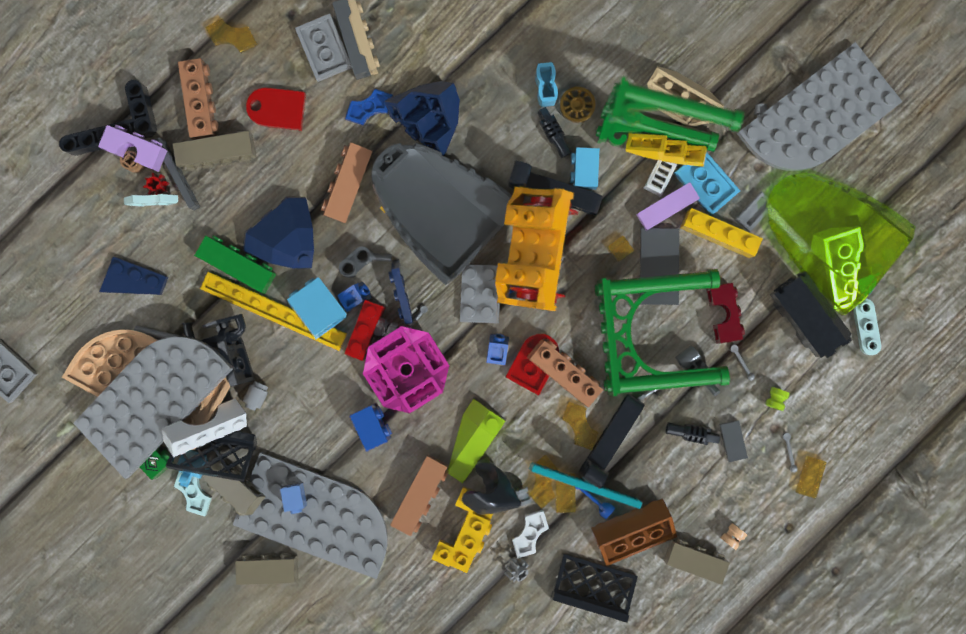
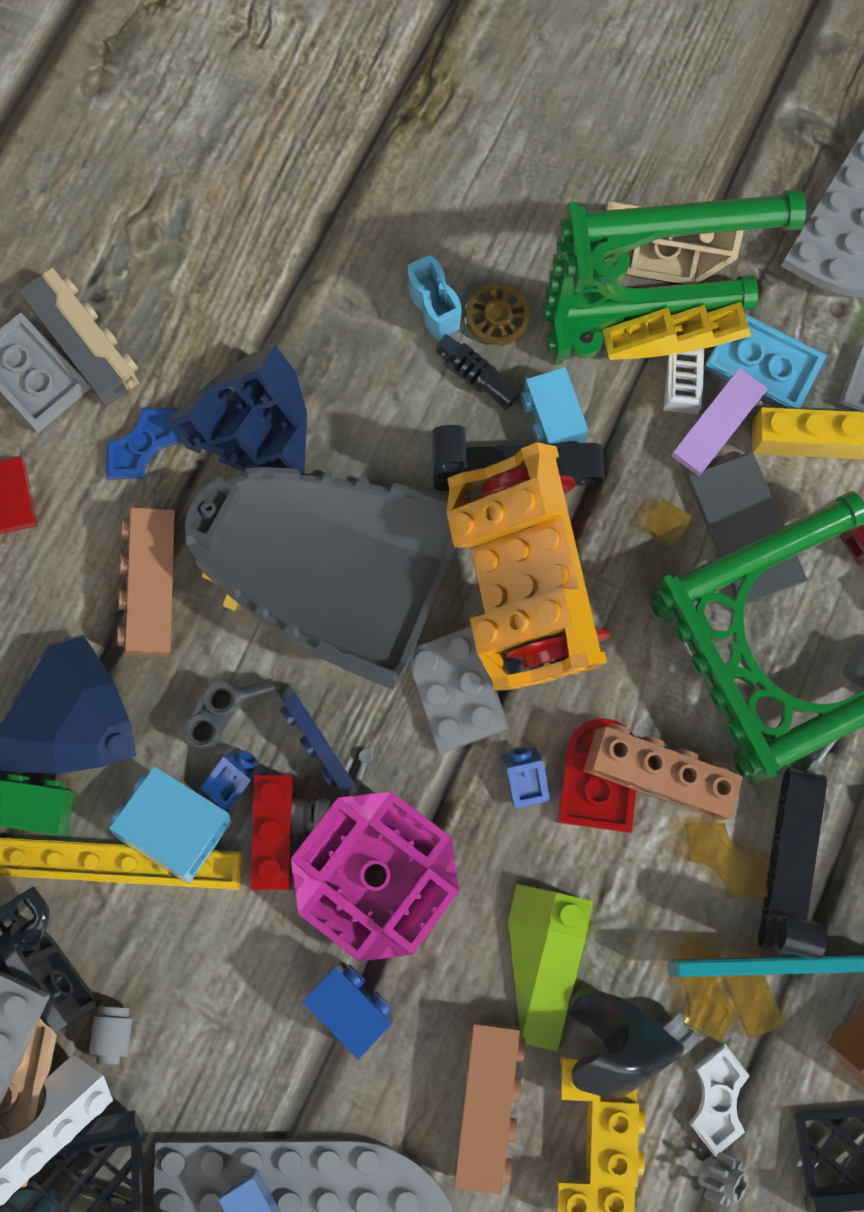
camera: 25 degrees left, 10 degrees down
(605, 508) = (836, 996): blue hinge -> none

